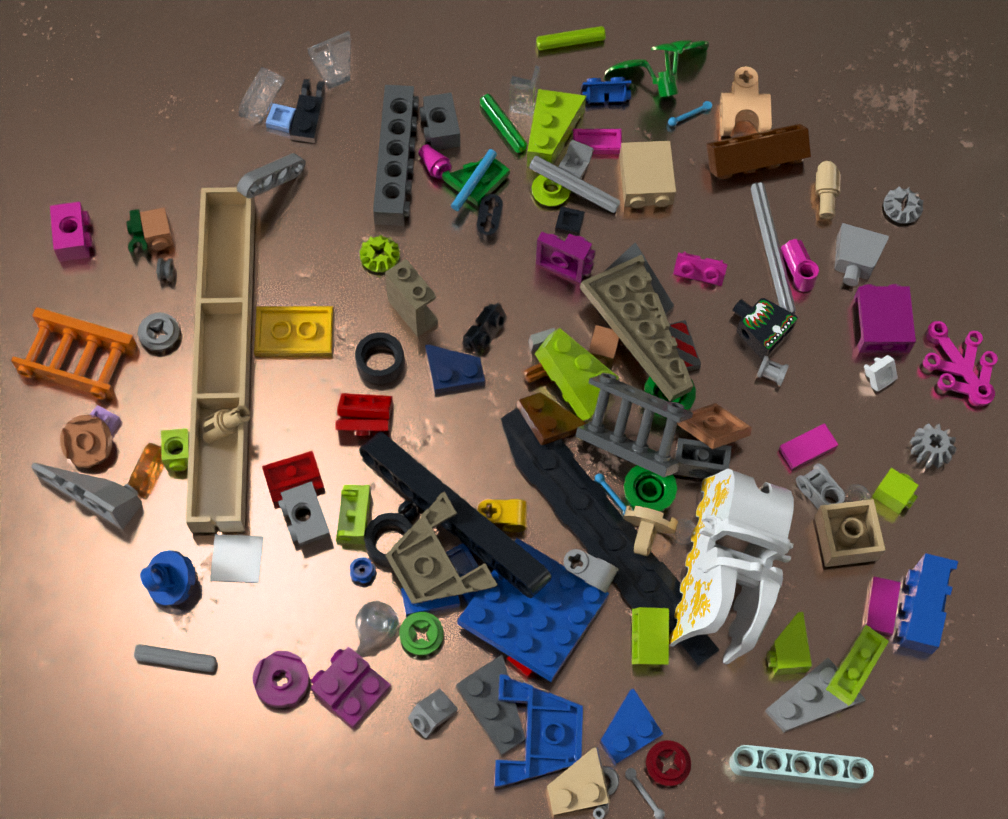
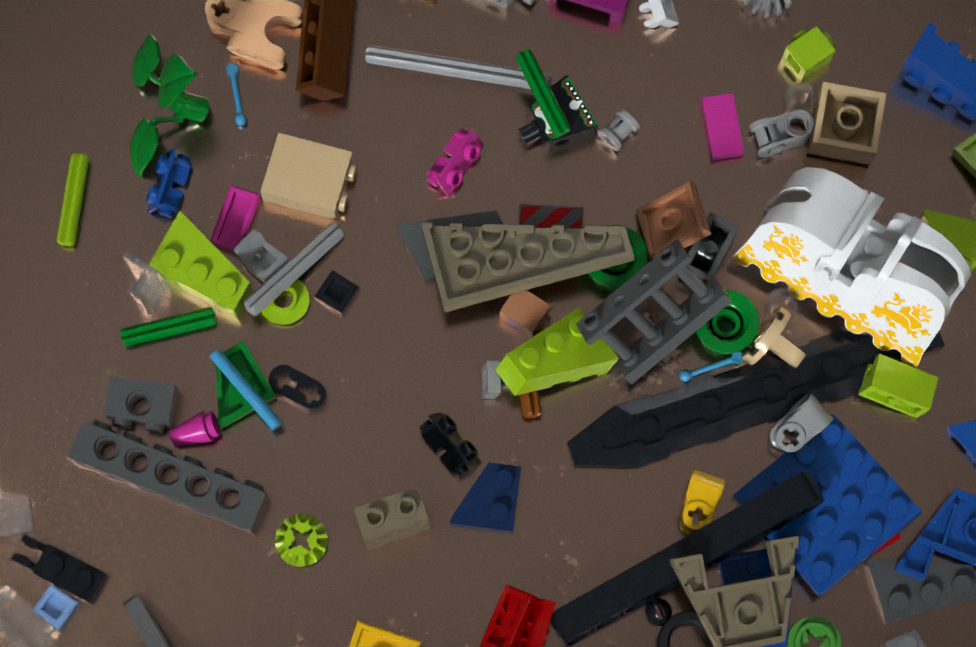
camera: 70 degrees left, 10 degrees up
(375, 340) = (431, 566): black tyre -> none
(547, 418) = (594, 408): reddish brown wing -> none
(568, 257) = (400, 306): magenta plate -> none
(774, 302) = (543, 92): none -> green axle
(800, 264) = (488, 44): dark pink piece -> none
(882, 605) = (933, 122): dark pink tile -> none

